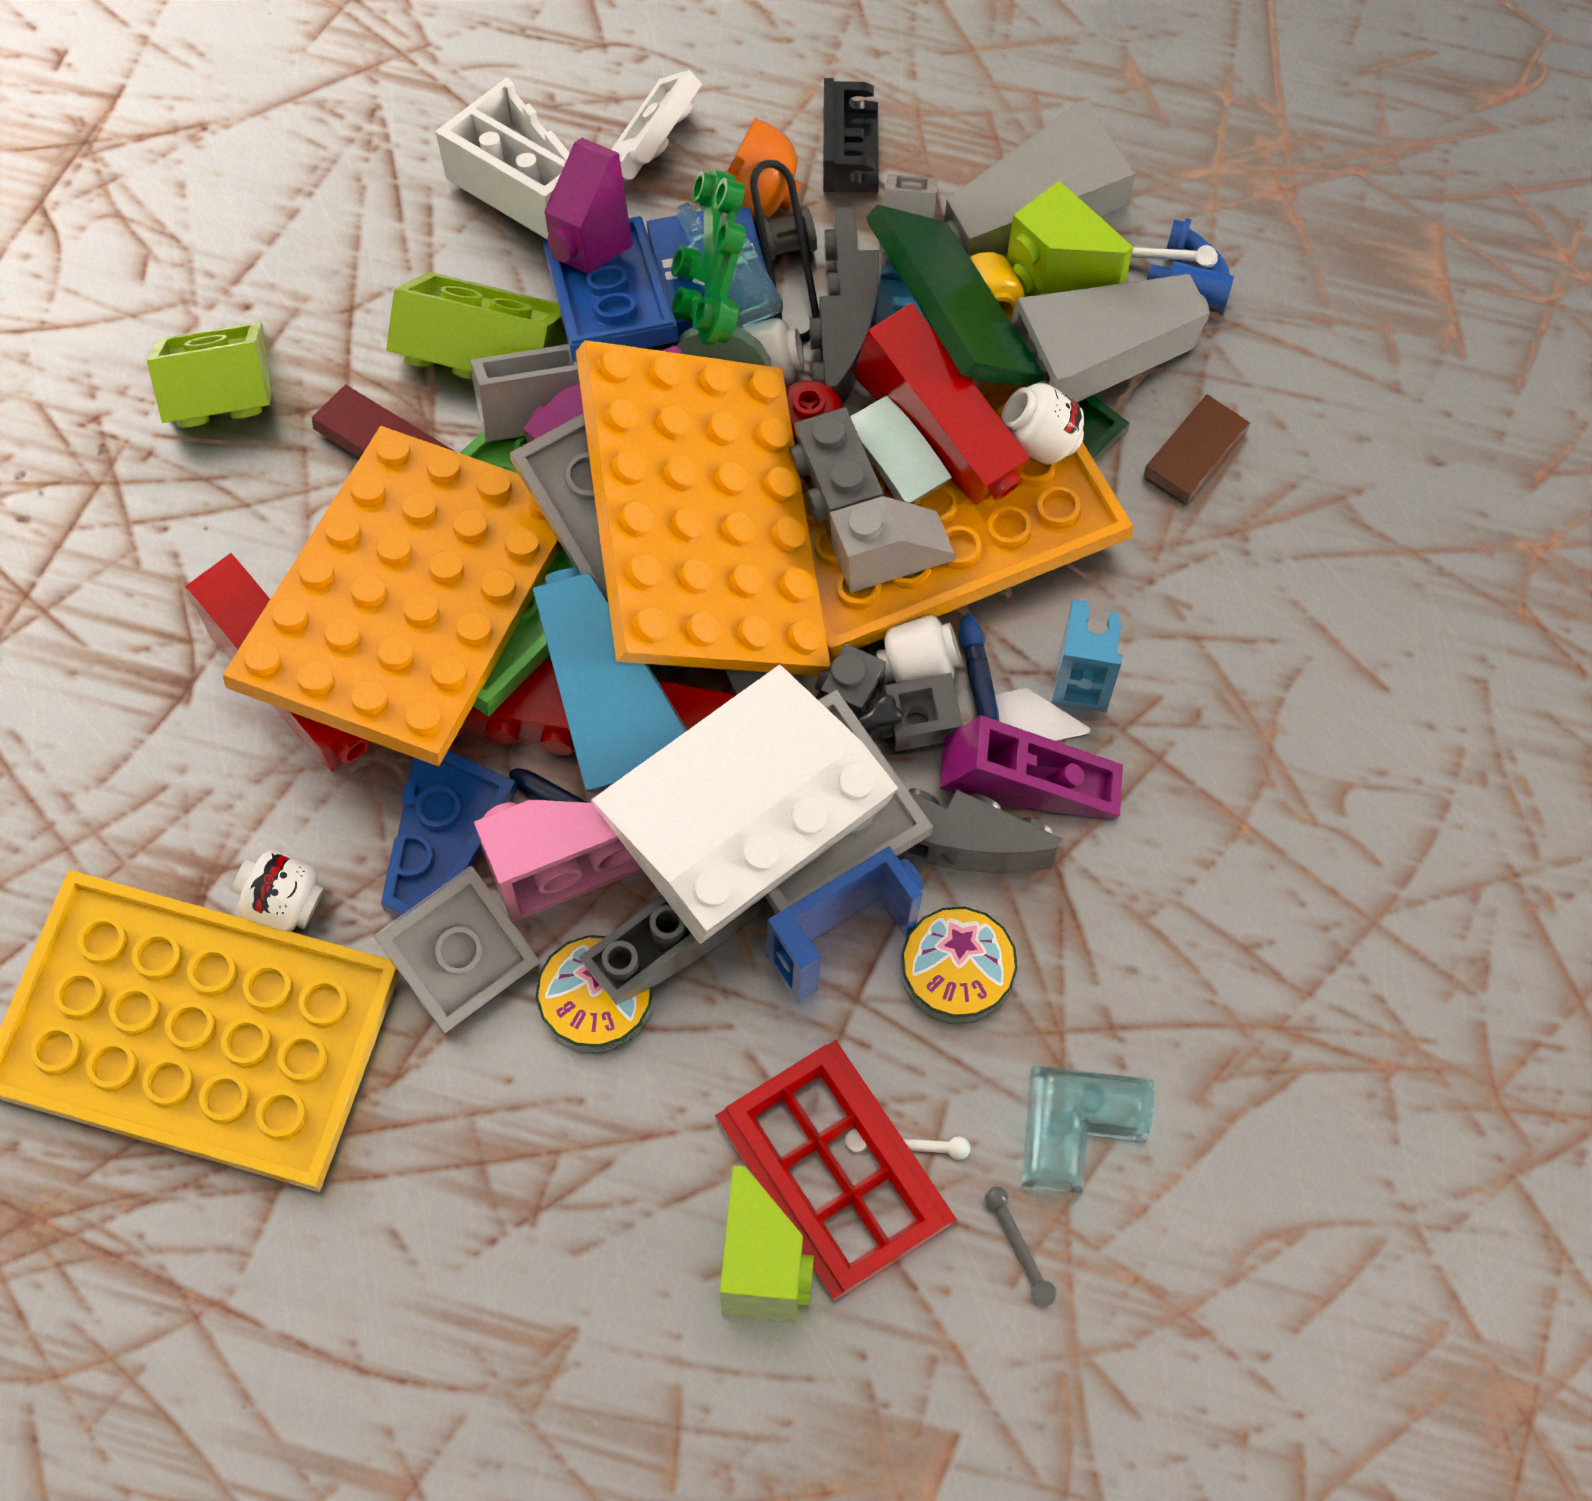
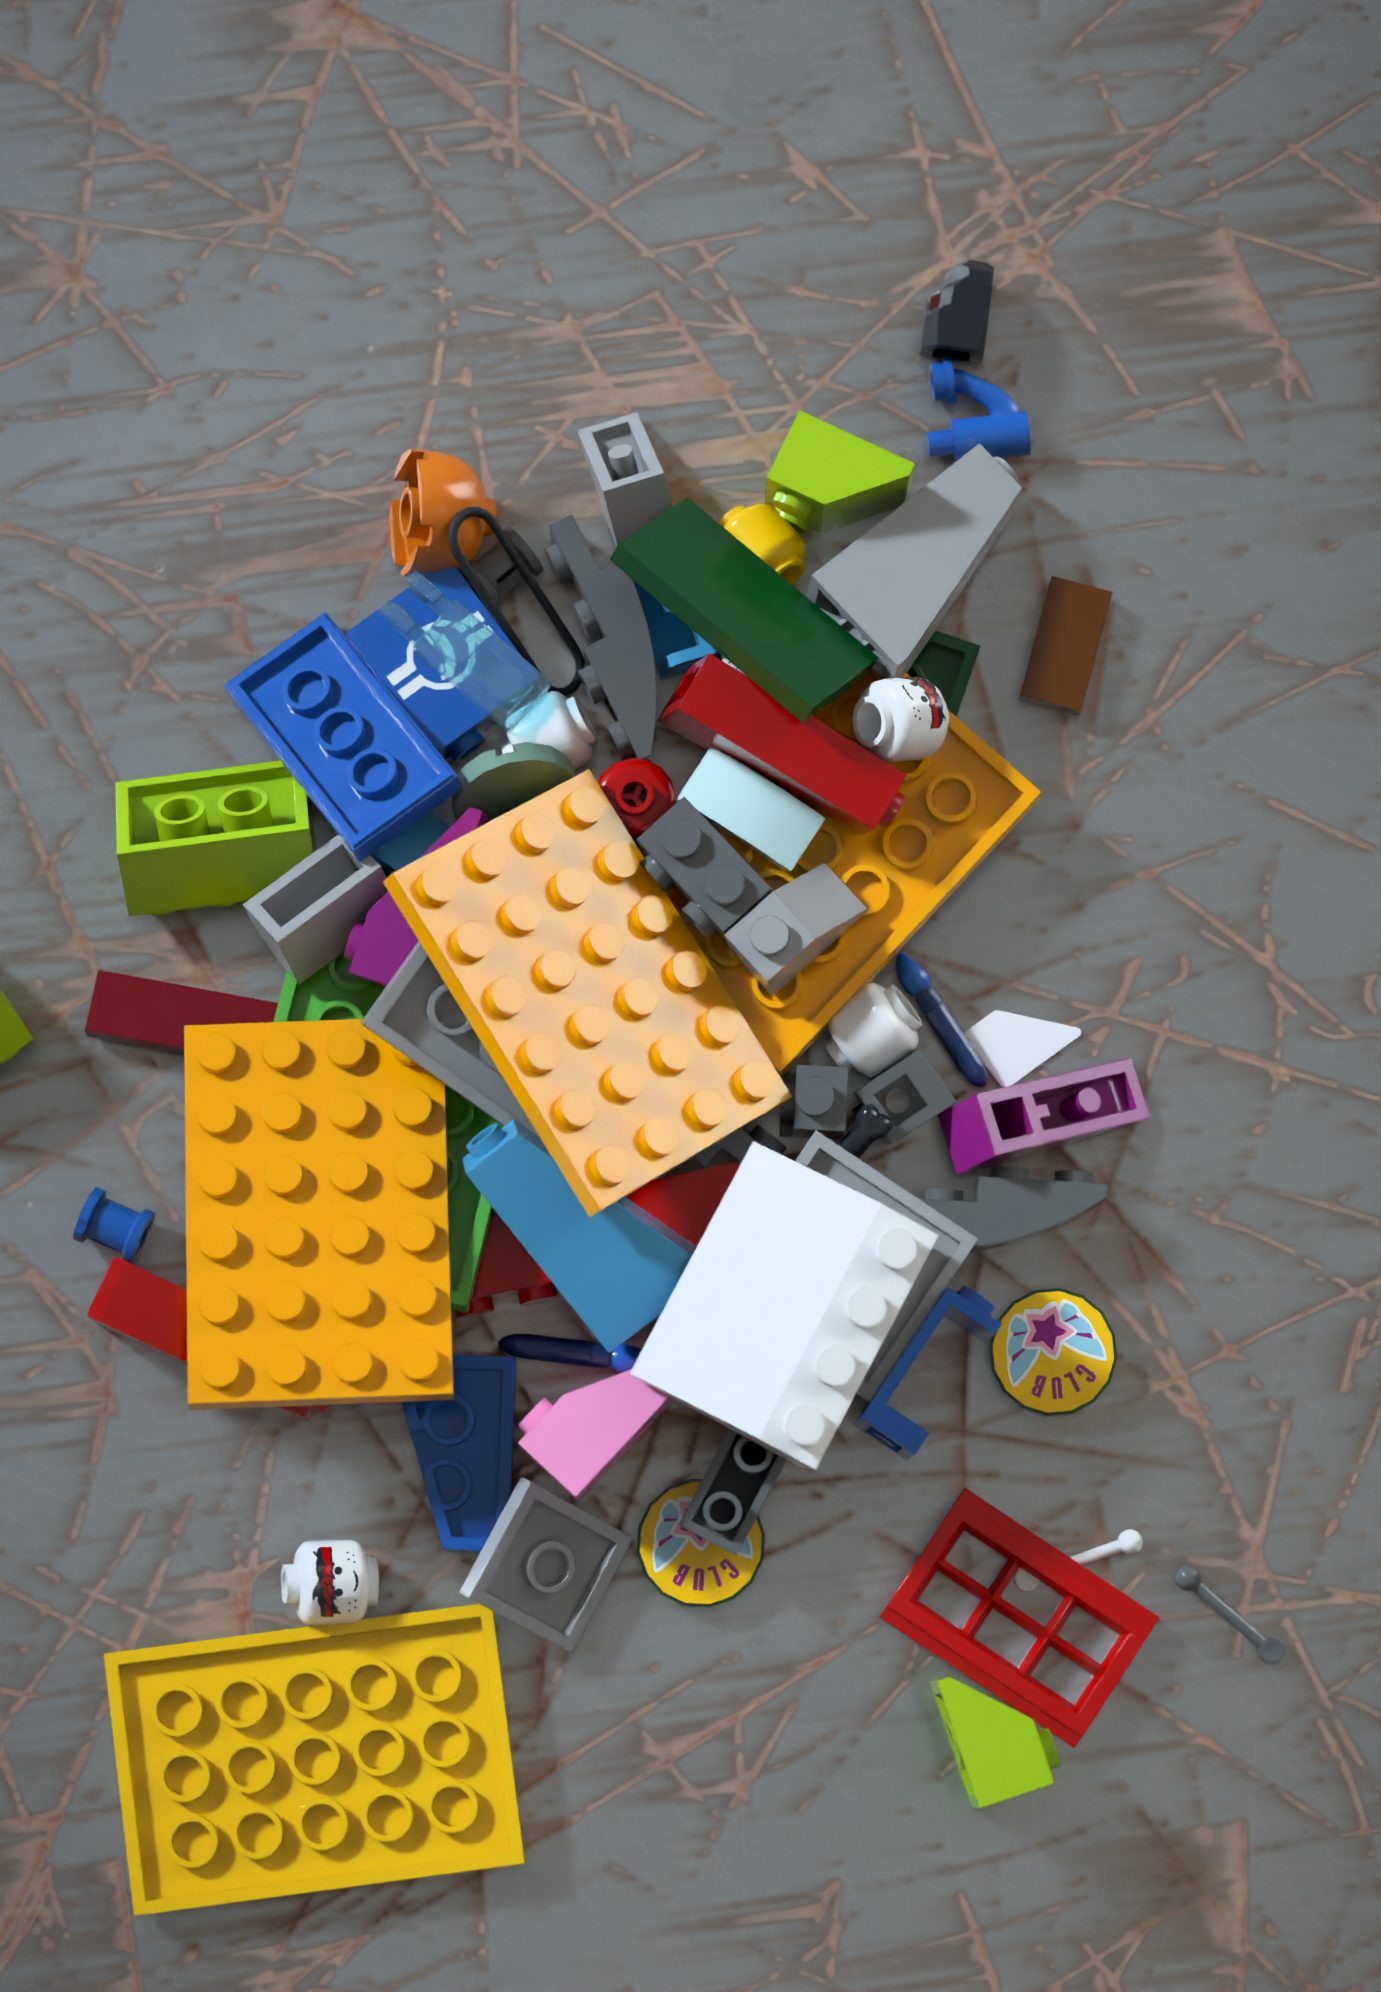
camera: 25 degrees left, 15 degrees up
(257, 558) = (114, 1225): none -> blue bush
(503, 155) = (158, 619): white wedge -> none
(588, 209) = (284, 662): magenta slope -> none
(649, 128) = (282, 491): white hinge -> none
(723, 240) = (499, 753): green plant -> none
(849, 138) = (517, 406): black hinge -> none
(1068, 149) = (777, 361): light grey slope -> none
(1070, 1106) = (1219, 1459): clear light blue brick -> none
(1087, 661) = (1055, 976): dark azure hinge -> none
(1205, 255) = (985, 404): white hinge -> none
(1210, 198) = (959, 315): none -> black rock

